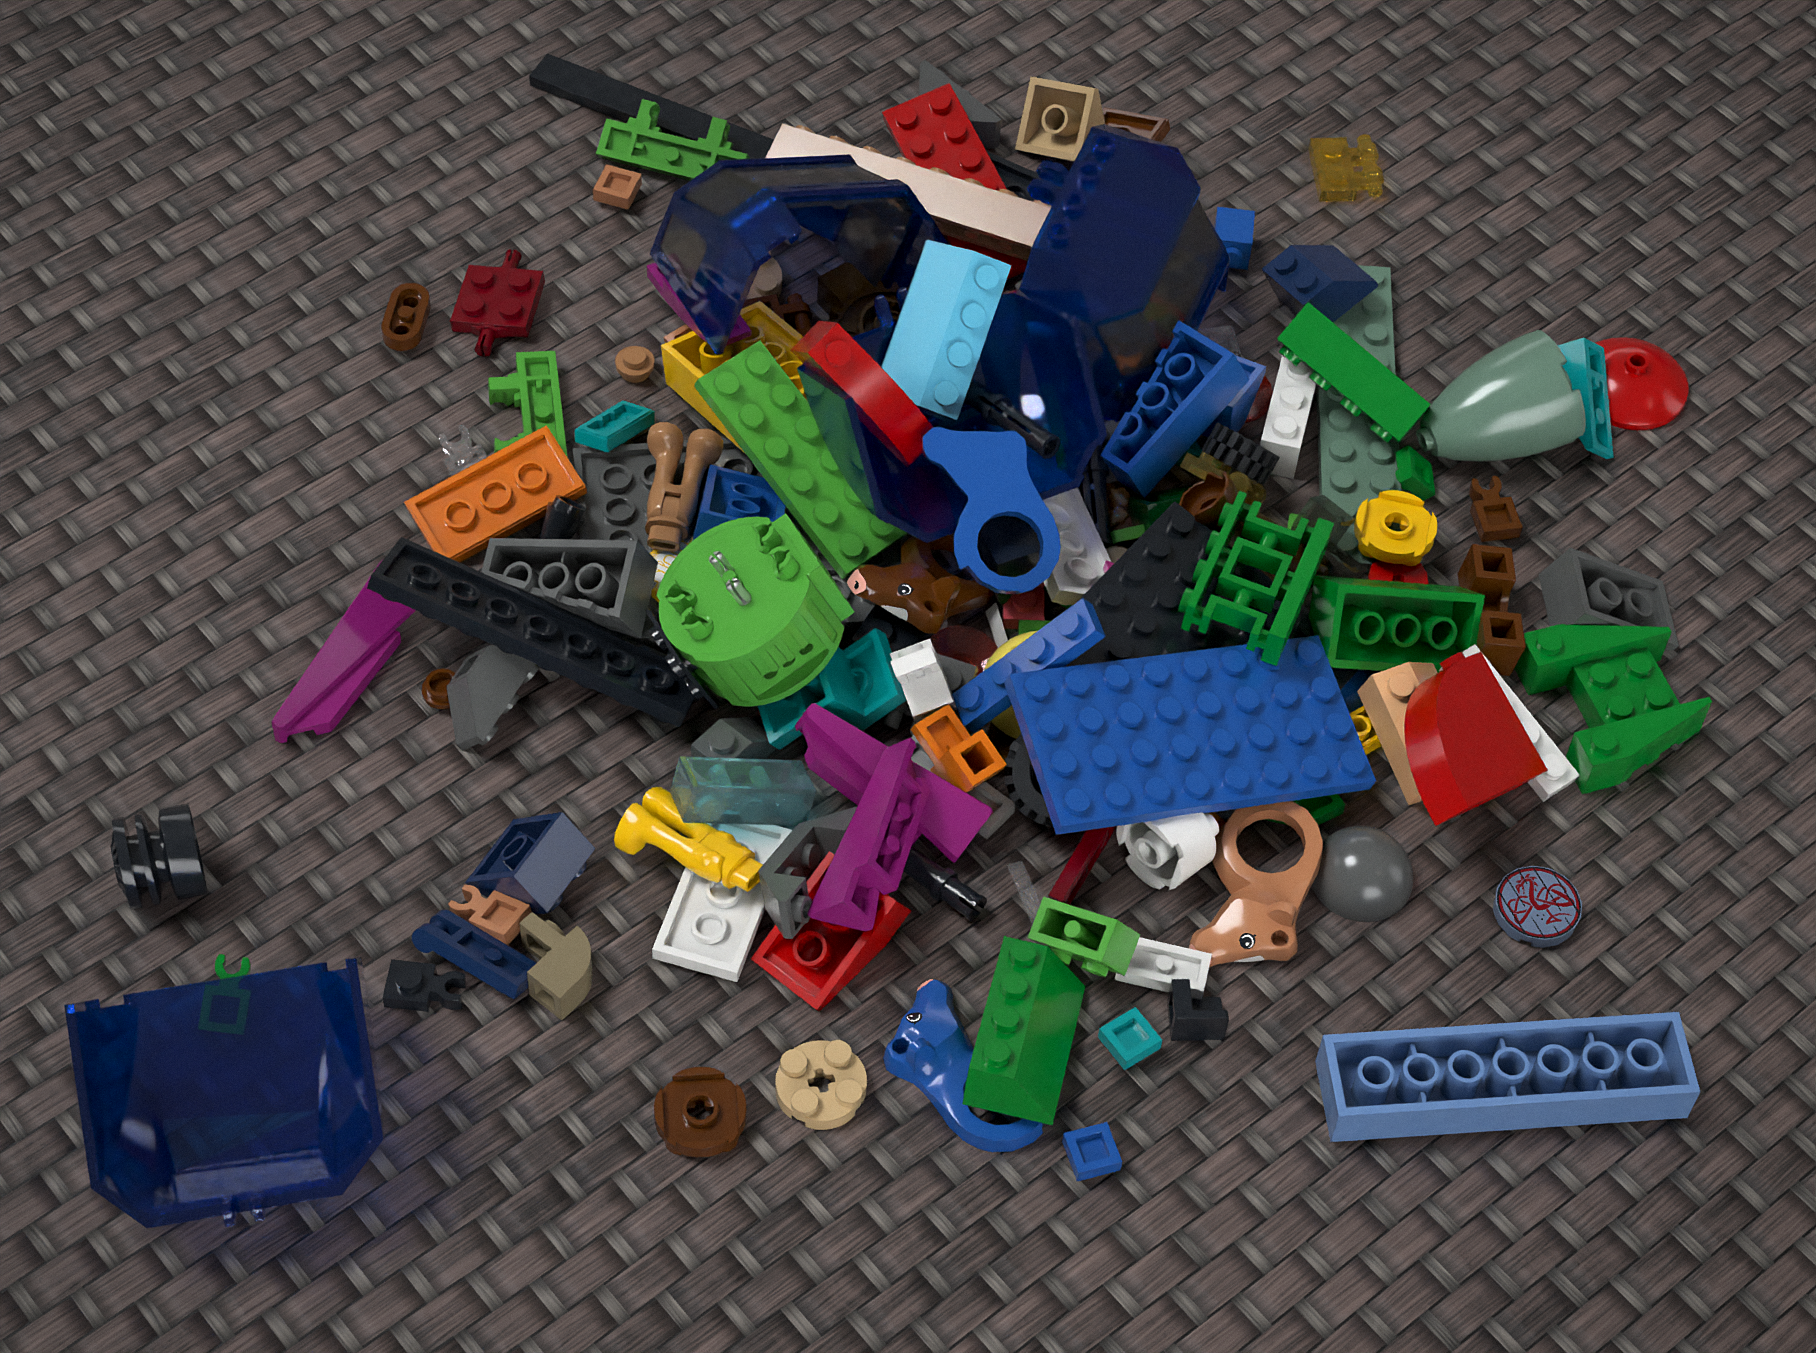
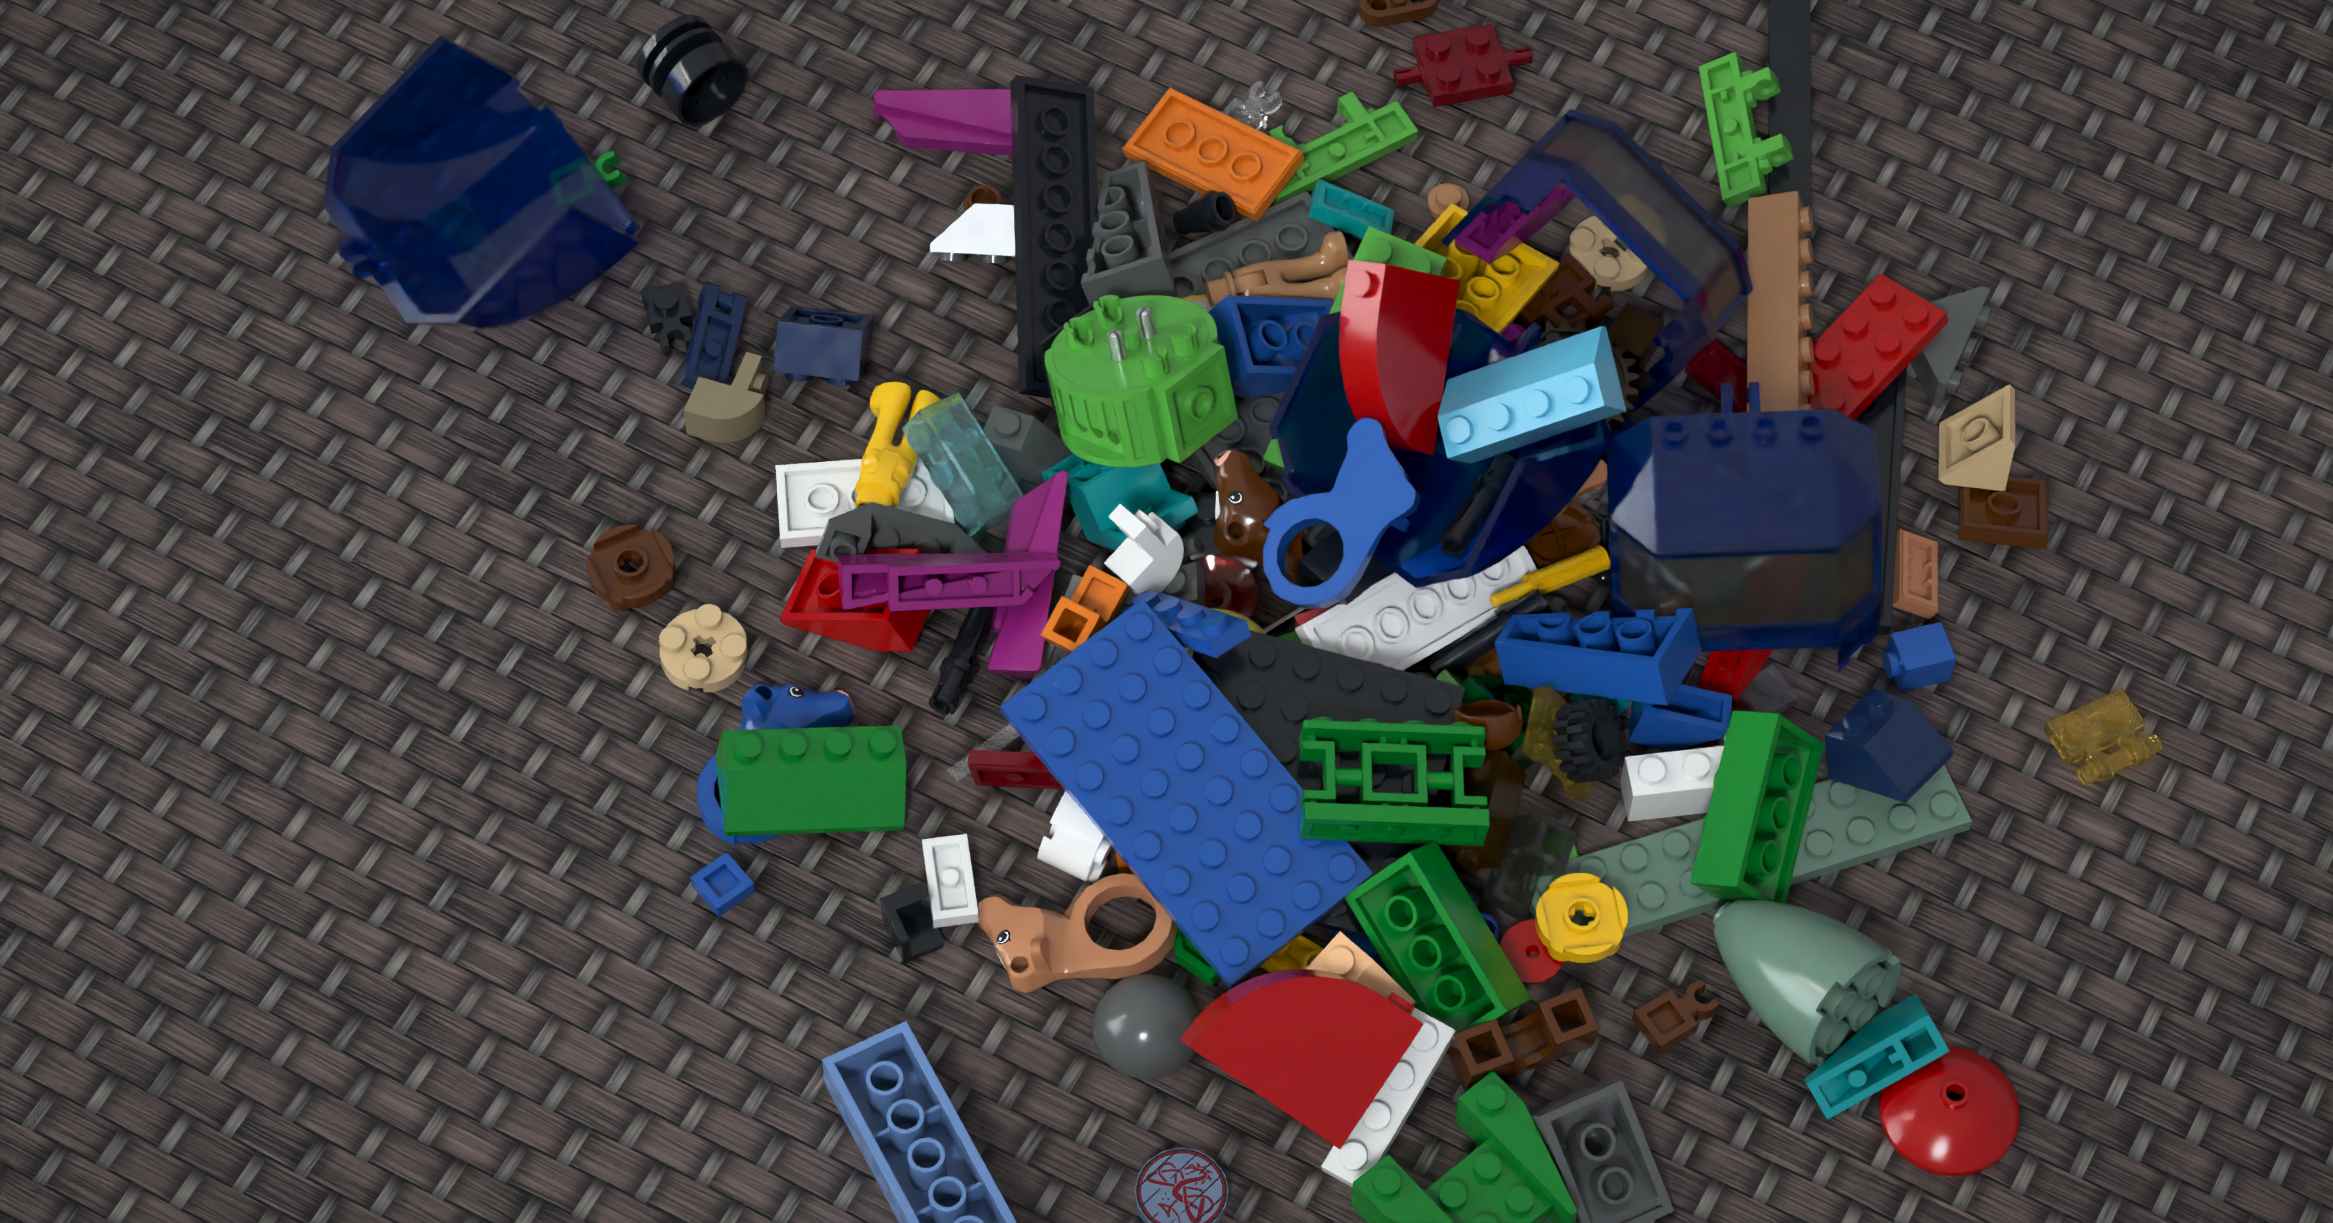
camera: 70 degrees right, 5 degrees up
(496, 915) = (758, 334): nougat plate -> none
(617, 187) = (1665, 101): nougat plate -> none
(1084, 936) = (934, 793): bright green brick -> none
(1130, 1038) = (857, 877): teal plate -> none
(1414, 473) = (1683, 925): green plate -> none

